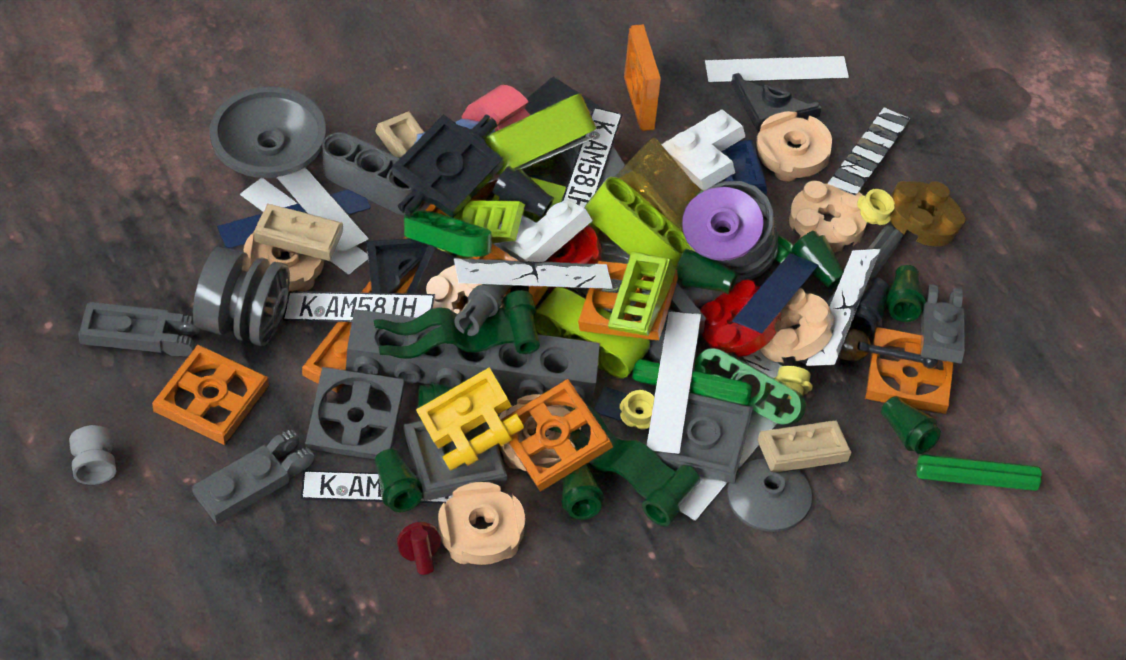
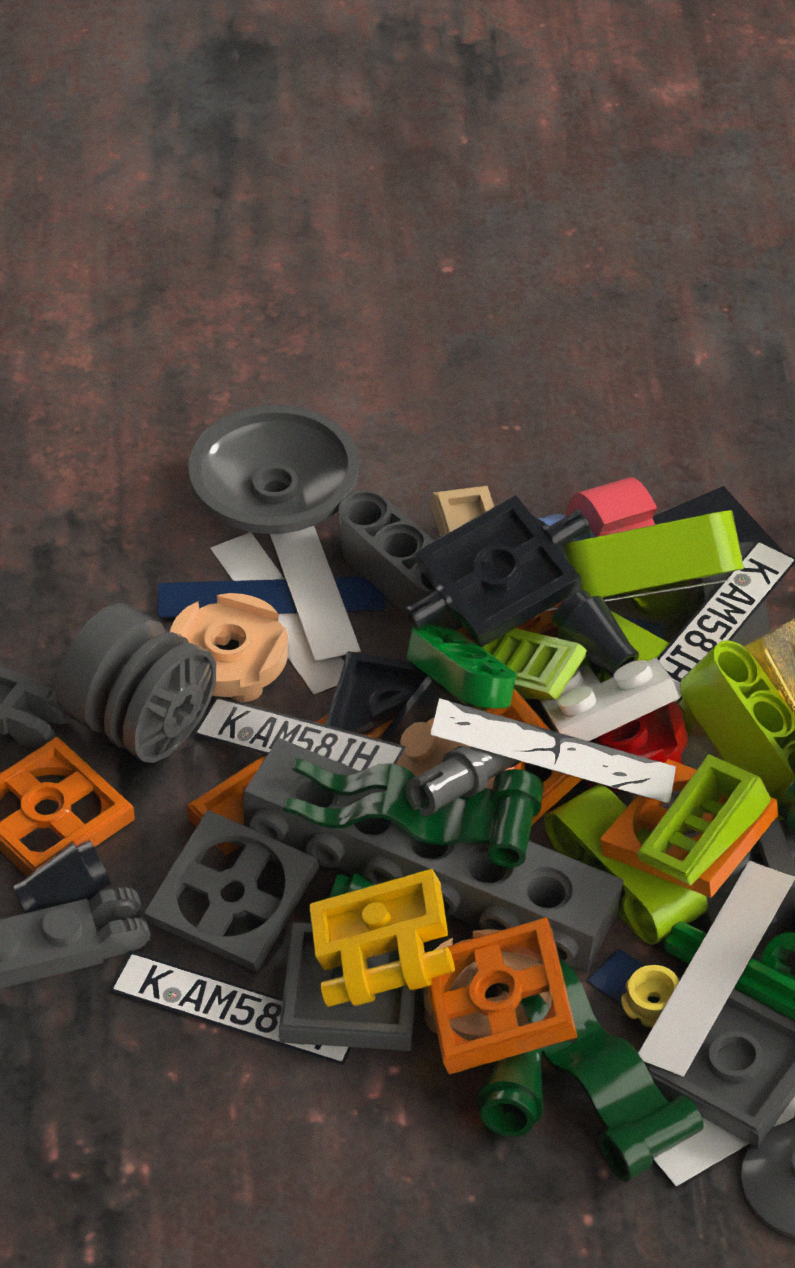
camera: 25 degrees right, 5 degrees down
(245, 435) = (64, 878): none -> black cone
(298, 232) = (254, 614): tan plate -> none
(398, 484) = (248, 1007): dark green cone -> none
(418, 544) = (243, 1101): dark red plate -> none
(481, 545) = (354, 1131): light nougat plate -> none

